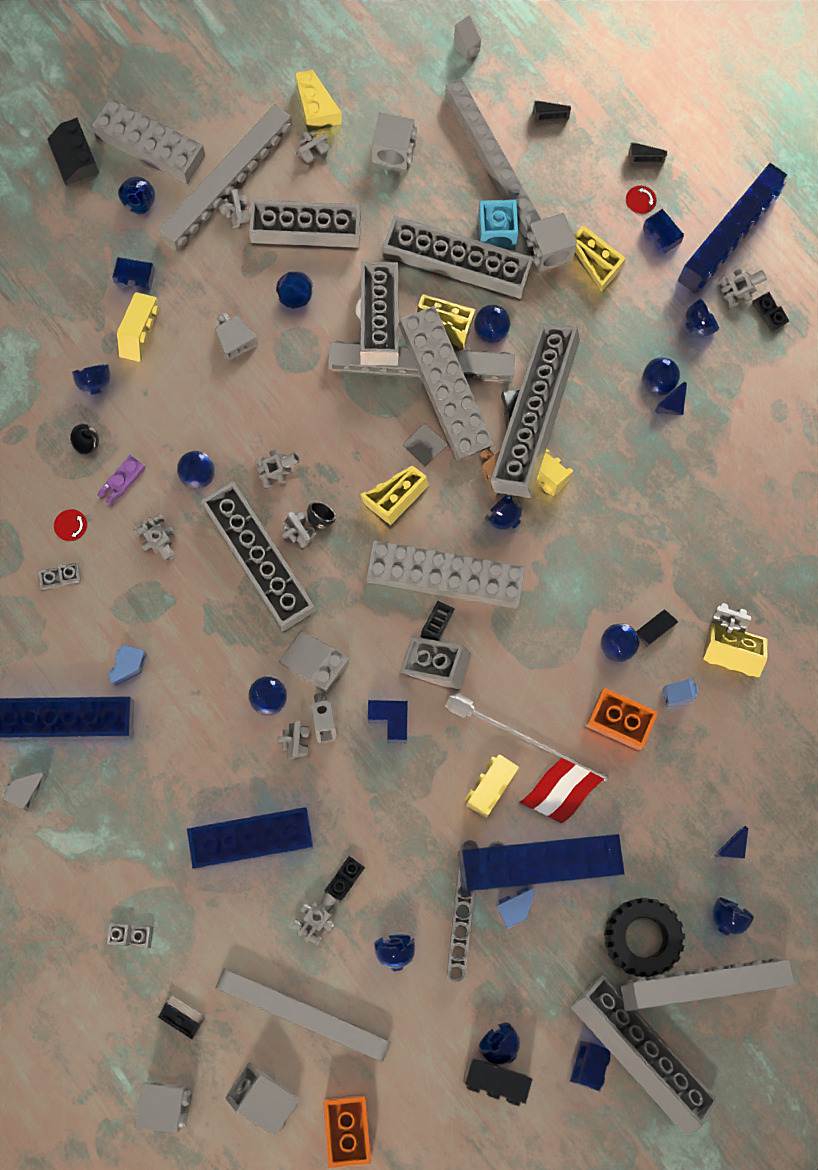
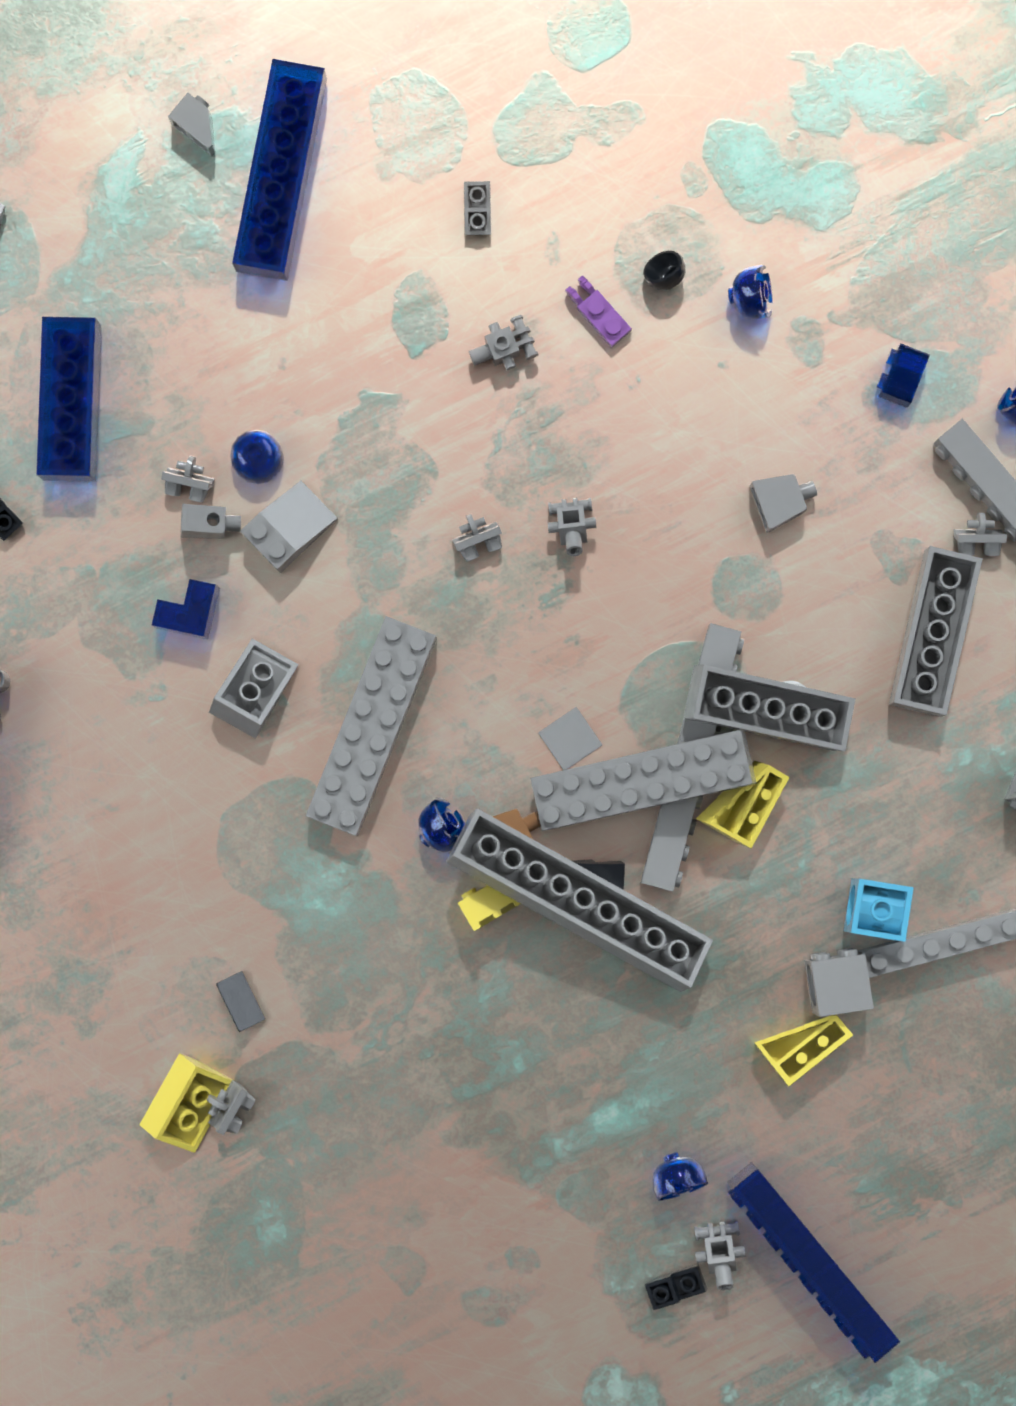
camera: 110 degrees right, 10 degrees up
(70, 525) = (548, 234): red sticker -> none
(128, 664) = (337, 281): medium blue slope -> none
(137, 326) = (820, 367): light yellow wedge -> none
(195, 469) = (593, 414): clear blue cylinder -> none
(258, 556) = (448, 475): light grey brick -> none
(294, 289) = (832, 597): clear blue cylinder -> none
(320, 515) = (491, 572): black piece -> none
(395, 495) = (498, 681): light yellow wedge -> none
(431, 632) = (293, 687): black slope -> none
(457, 257) = (842, 841): light grey brick -> none
(491, 785) = (69, 725): light yellow wedge -> none
(492, 323) = (732, 872): clear blue cylinder -> none
(560, 788) = (52, 820): flag -> none
(620, 642) = (231, 946): clear blue cylinder -> none
(622, 719) = (120, 921): orange brick -> none
(641, 199) = (892, 1139): red sticker -> none
(646, 154) = (961, 1158): black slope -> none
(661, 375) = (606, 1099): clear blue cylinder -> none
(663, 231) = (830, 1157): clear blue brick -> none
(674, 402) = (561, 1109): clear blue slope -> none
(680, 693) = (138, 1009): medium blue slope -> none

